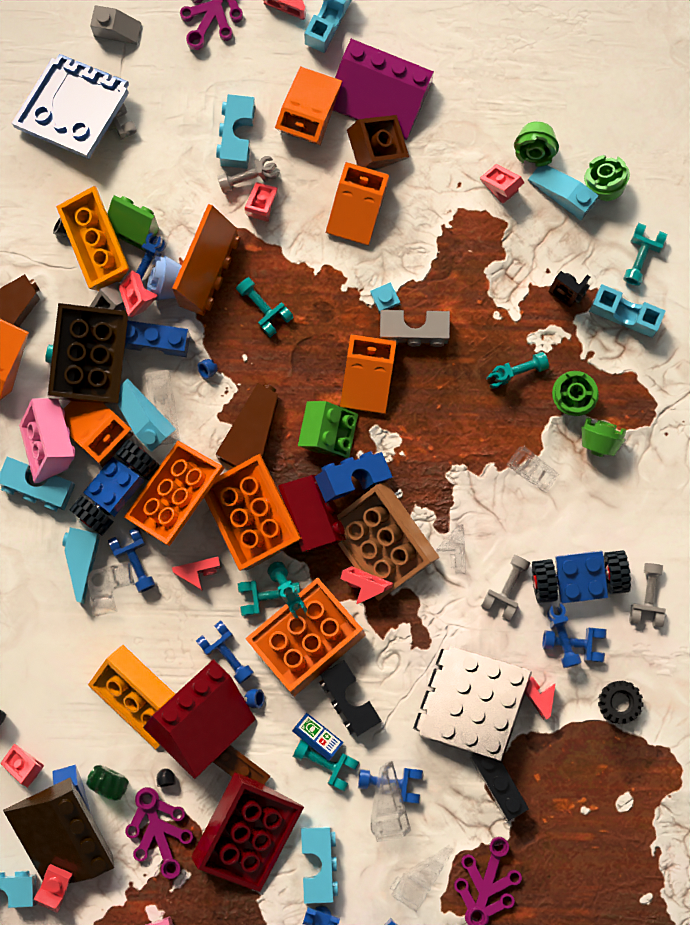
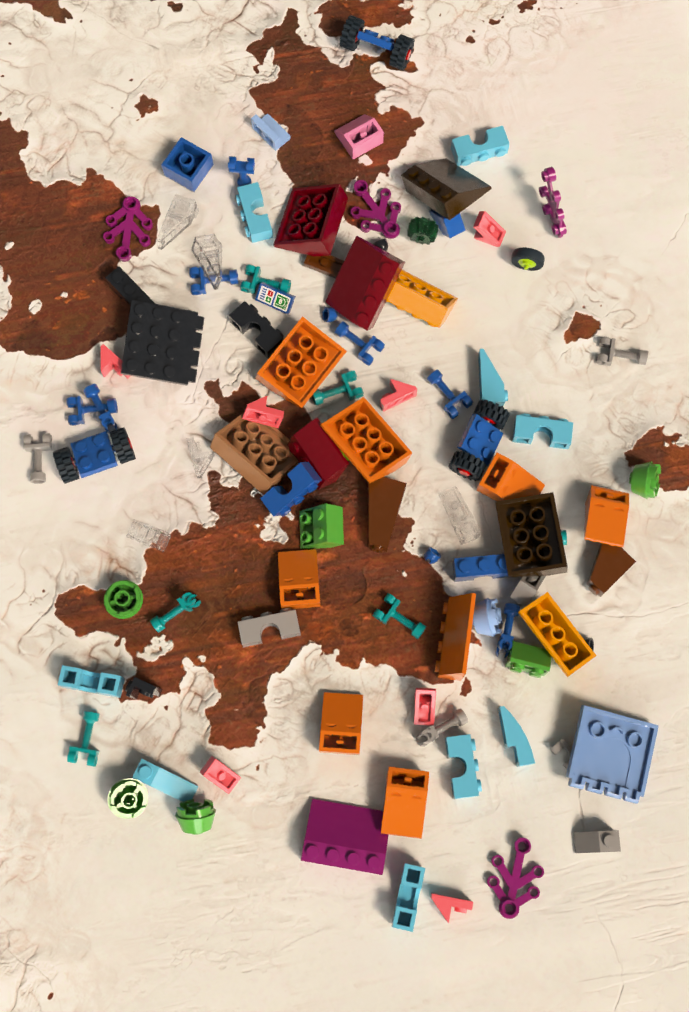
camera: 170 degrees right, 5 degrees down
(46, 438) = (543, 462): bright pink slope -> none
(53, 888) = (441, 152): coral slope -> none
(102, 597) = (458, 376): clear piece -> none
(134, 295) = (508, 592): coral slope -> none
(143, 416) = (470, 495): medium azure slope -> none
(171, 146) = (516, 738): none -> medium azure slope
(173, 493) = (429, 441): orange slope -> none
(278, 573) = (321, 385): teal bar -> none
(377, 142) = (336, 784): reddish brown slope -> none
(385, 297) = (300, 650): medium azure plate -> none
(519, 564) = (145, 457): light grey bar -> none
(602, 437) = (95, 570): bright green cone -> none
(631, 692) = (40, 366): black tyre -> none

